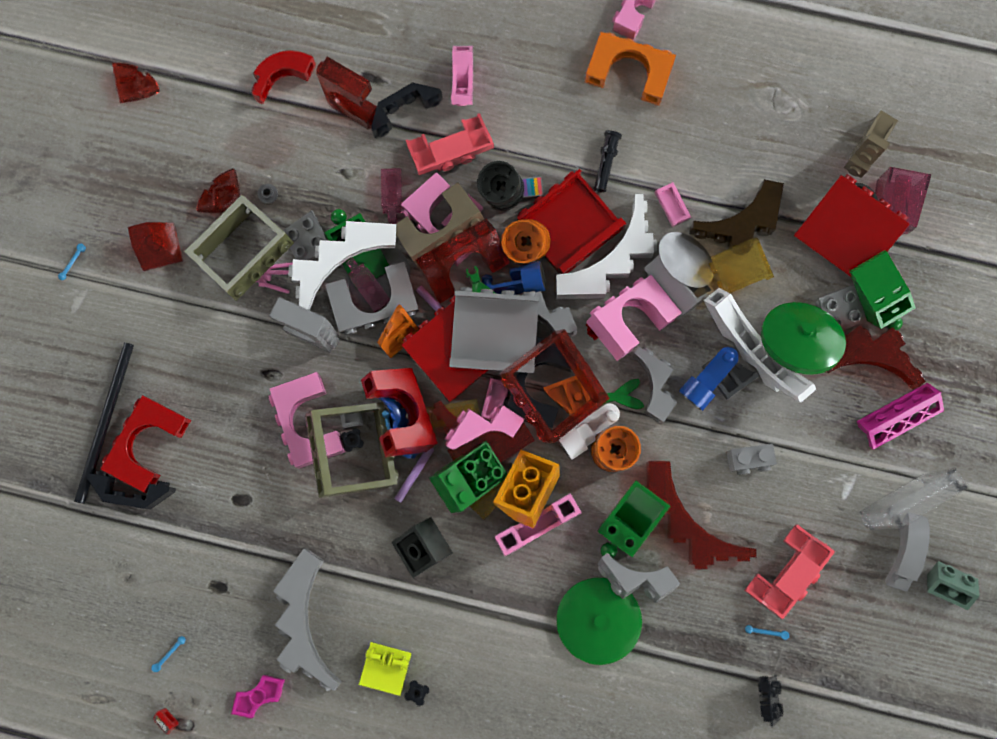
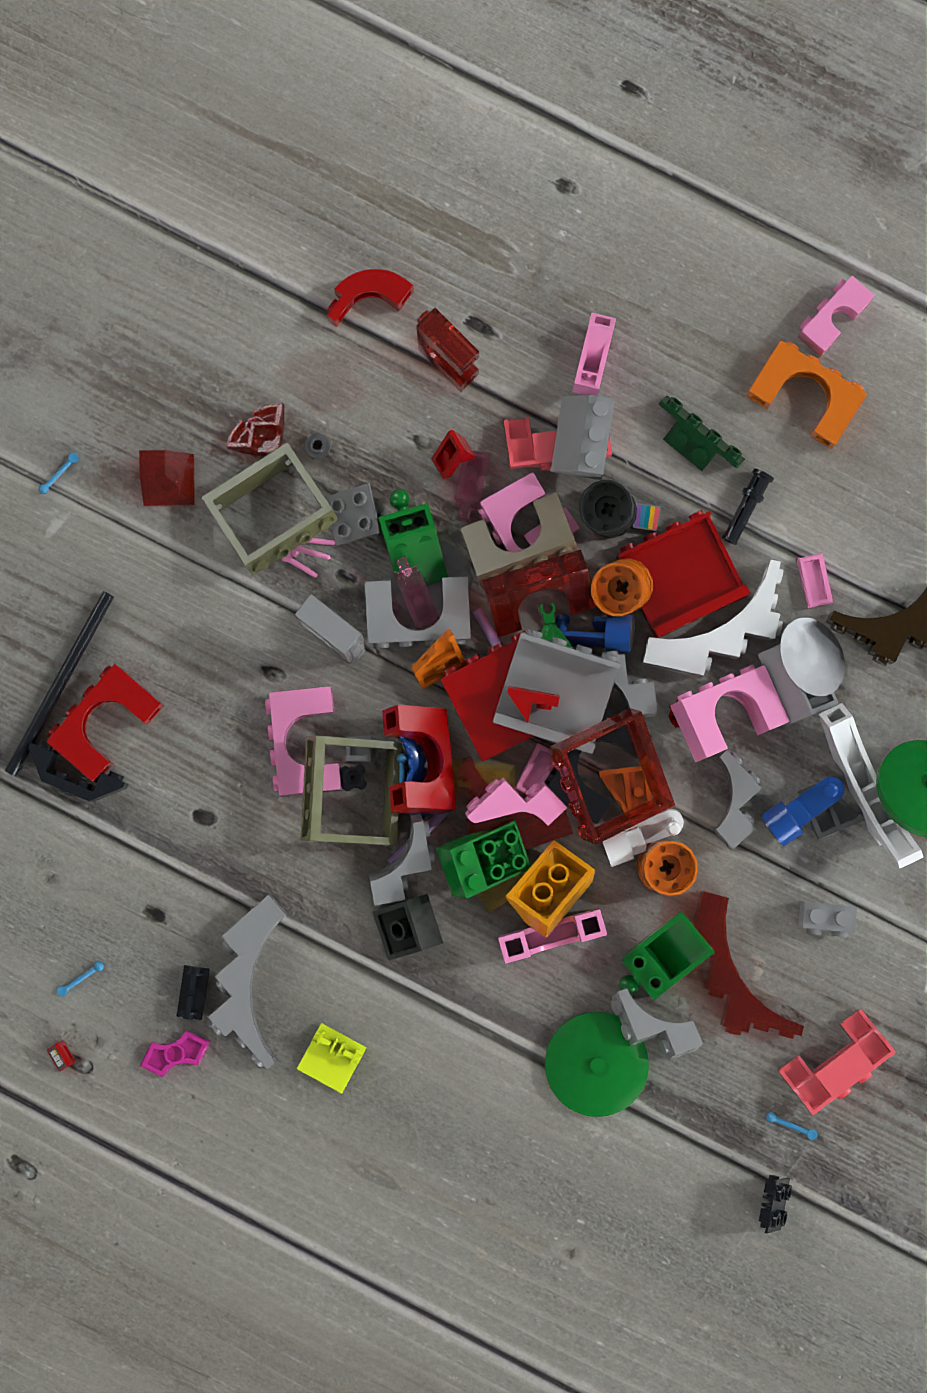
camera: 10 degrees right, 5 degrees up
(133, 84) = (179, 262): clear red brick -> none
(261, 643) = (193, 992): none -> black hinge
(358, 239) = (418, 536): white arch -> none
(370, 172) = (450, 453): none -> red slope
(397, 516) = (388, 883): none -> light grey arch
(418, 699) = (361, 1087): black plate -> none
(428, 95) = (544, 368): black slope -> none
(467, 134) = (582, 436): none -> light grey slope
(470, 342) = (524, 698): none -> red slope
(553, 121) = (694, 439): none -> dark green bracket
(621, 395) = (691, 801): green piece -> none
(741, 265) = (876, 681): clear yellow panel -> none

